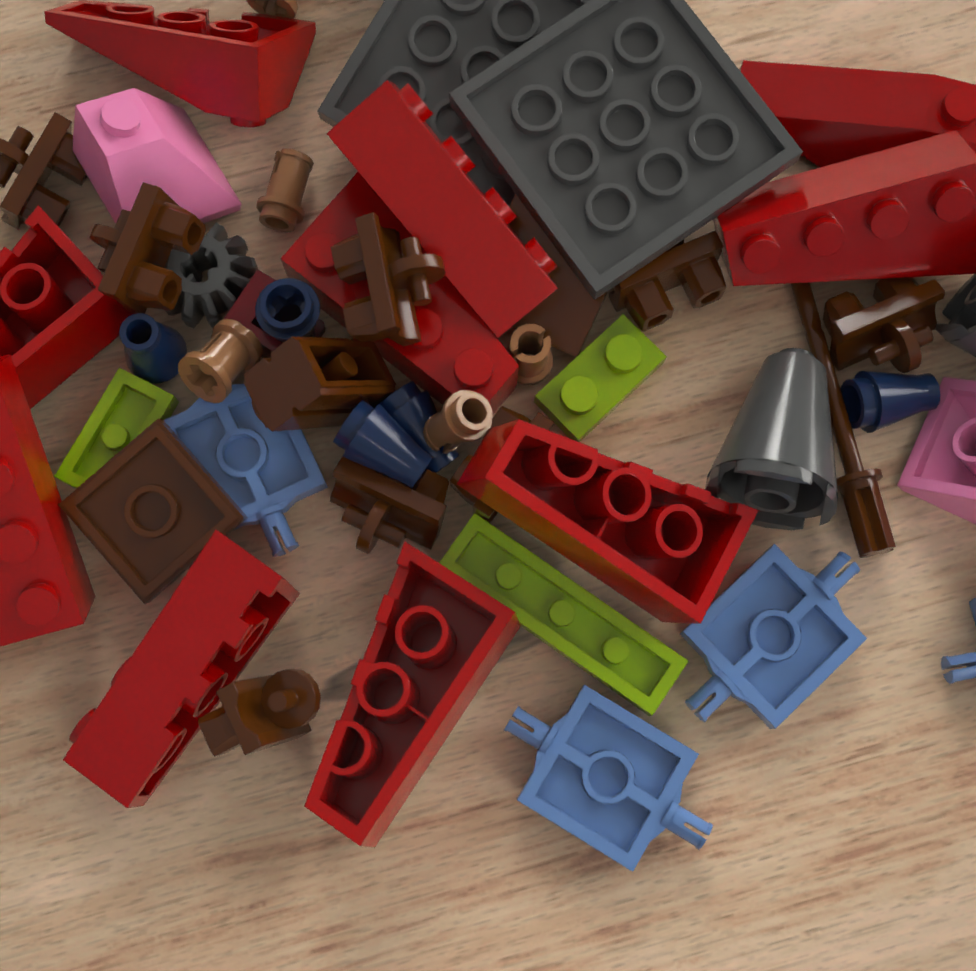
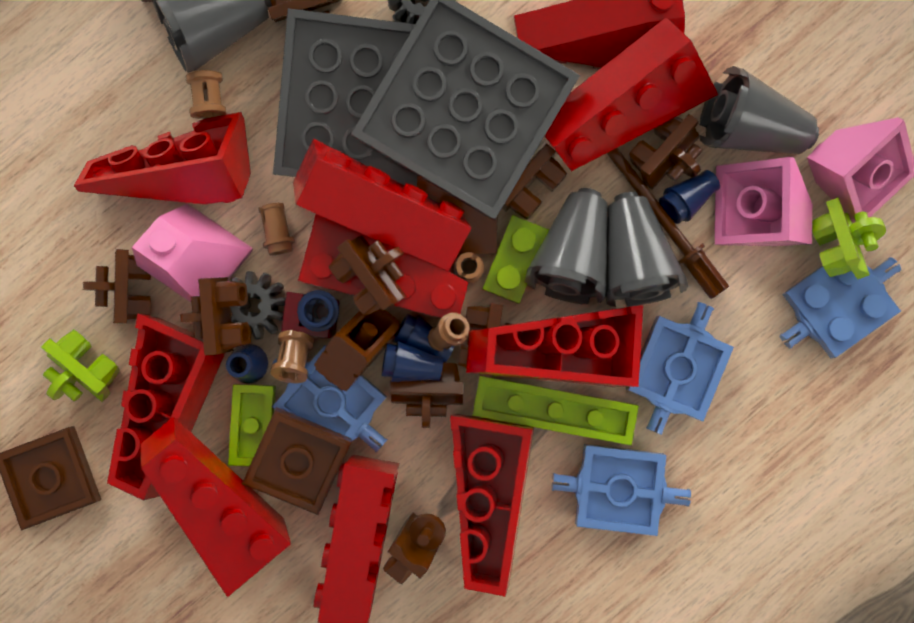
camera: 25 degrees left, 10 degrees up
(686, 399) = (574, 251): none -> dark grey cone

